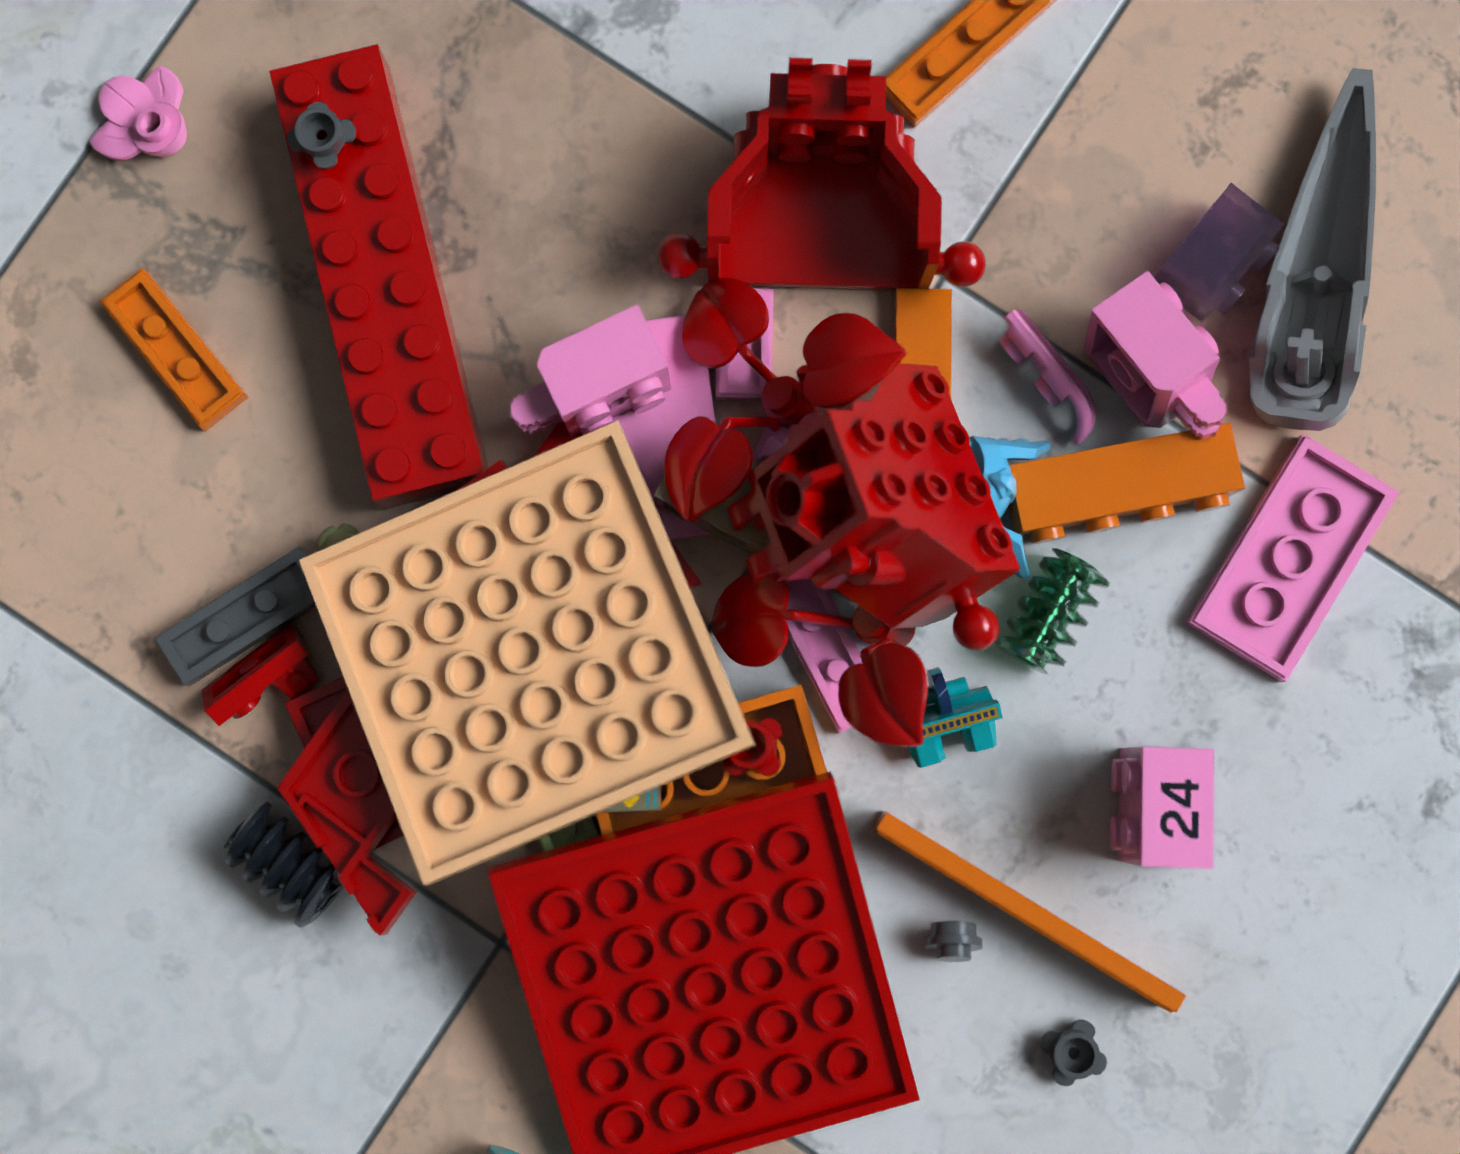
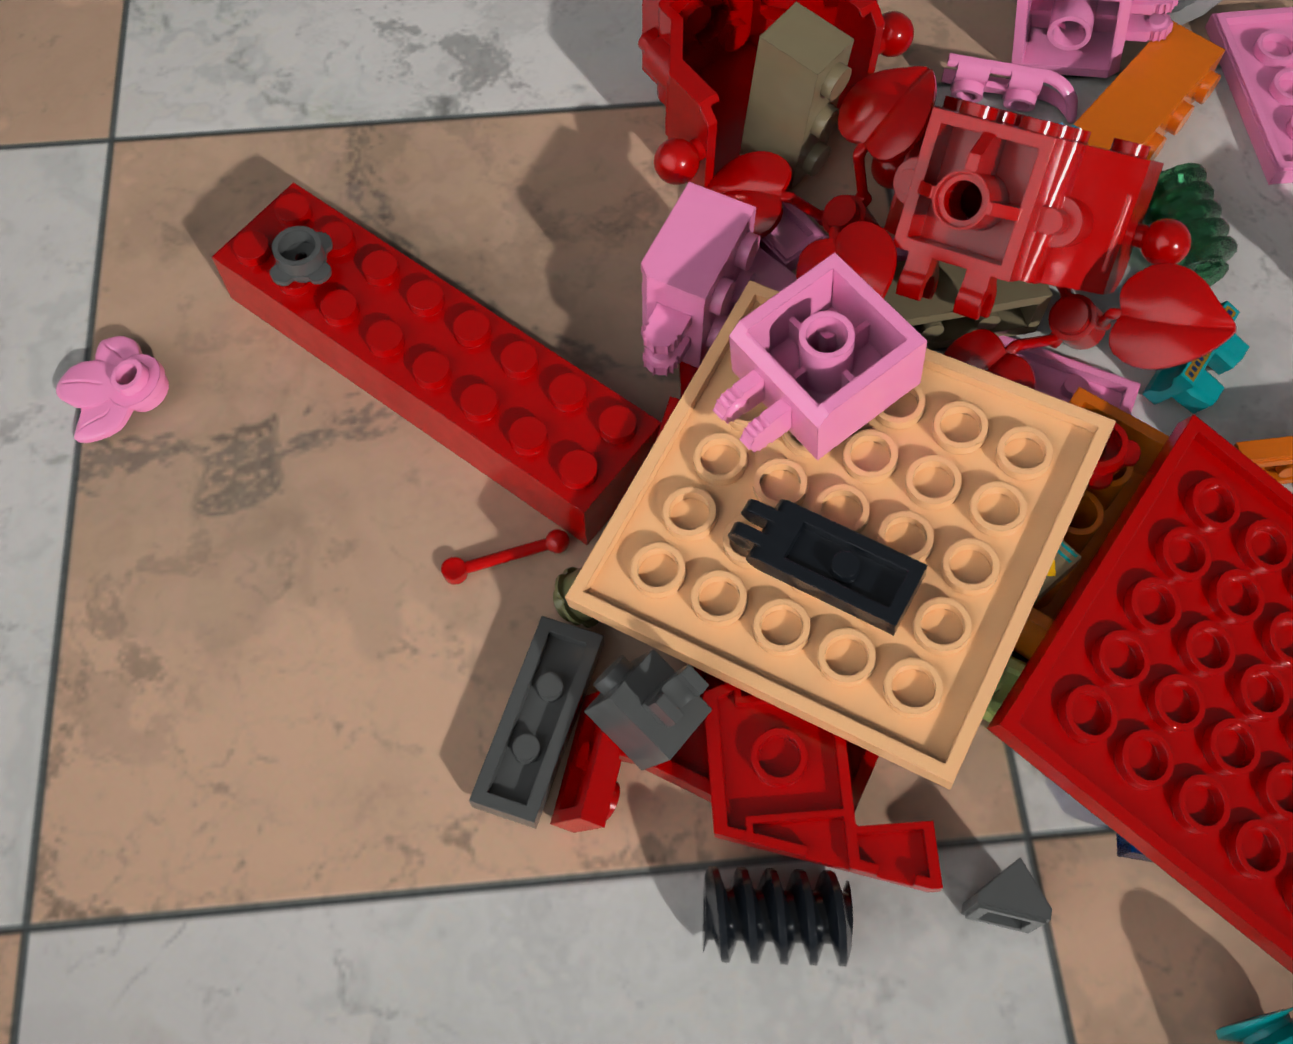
camera: 40 degrees left, 20 degrees down
(174, 349) = (285, 548): orange tile -> none
(279, 459) = (456, 570): none -> red hinge
(295, 675) = (648, 707): none -> dark grey brick
(436, 971) = (1010, 901): none -> dark grey slope
(468, 685) = (830, 562): none -> black hinge
(554, 516) = (820, 360): none -> bright pink hinge
(804, 276) = (797, 90): none -> dark tan brick

